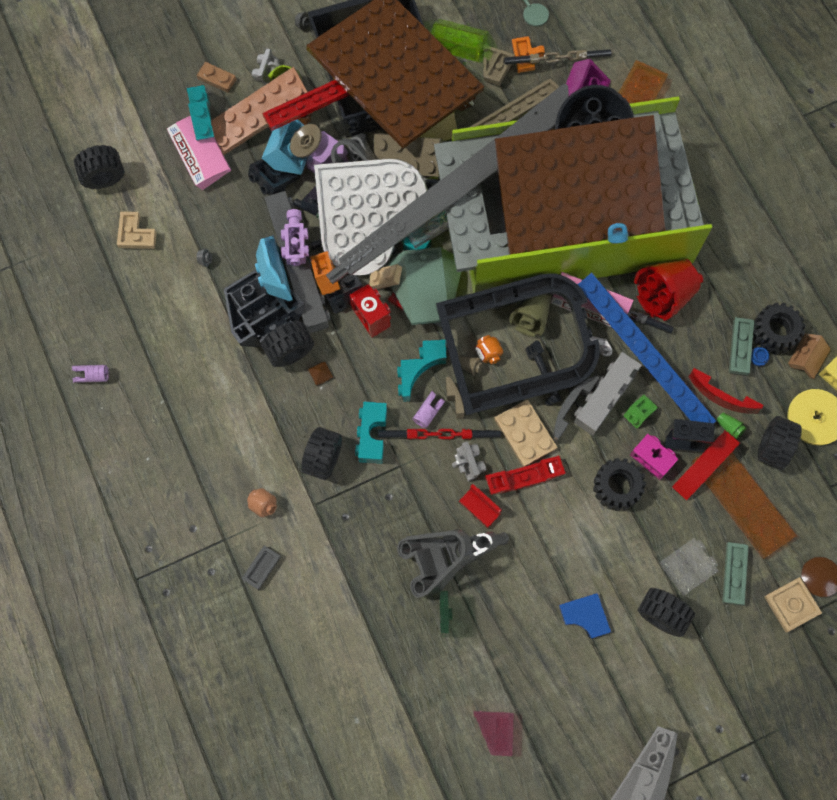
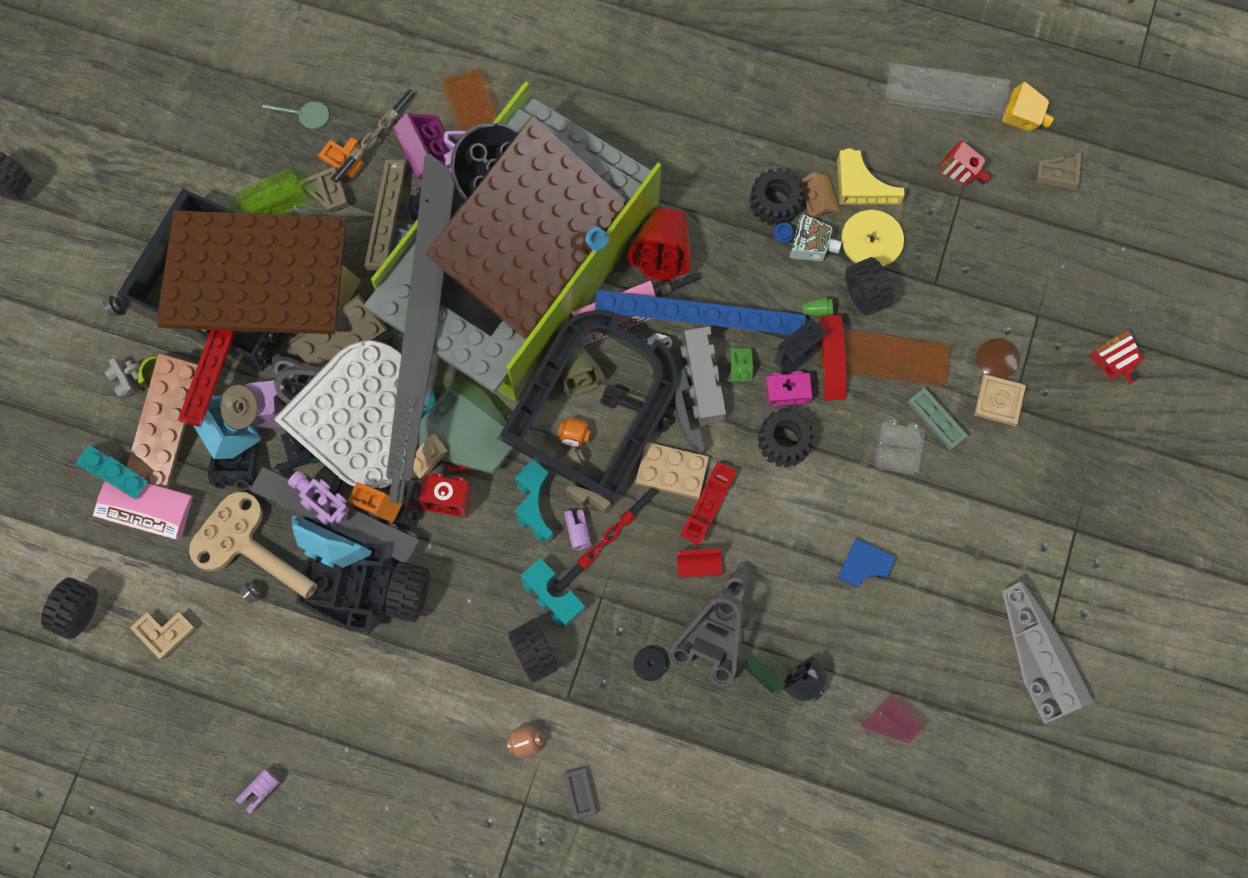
camera: 50 degrees left, 0 degrees up
(216, 77) = (85, 428): medium nougat plate -> none
(229, 212) = (230, 533): none -> tan piece
(320, 373) = (456, 589): reddish brown slope -> none
(385, 543) = (643, 657): none -> black piece
(466, 462) = (652, 539): light grey hips -> none
(468, 647) = (807, 681): none -> black cylinder
(666, 612) = (922, 499): black tyre -> none
(741, 346) = (762, 237): sand green plate -> none
(747, 405) = (762, 294): red slope -> none
(773, 379) = (813, 240): none -> torso

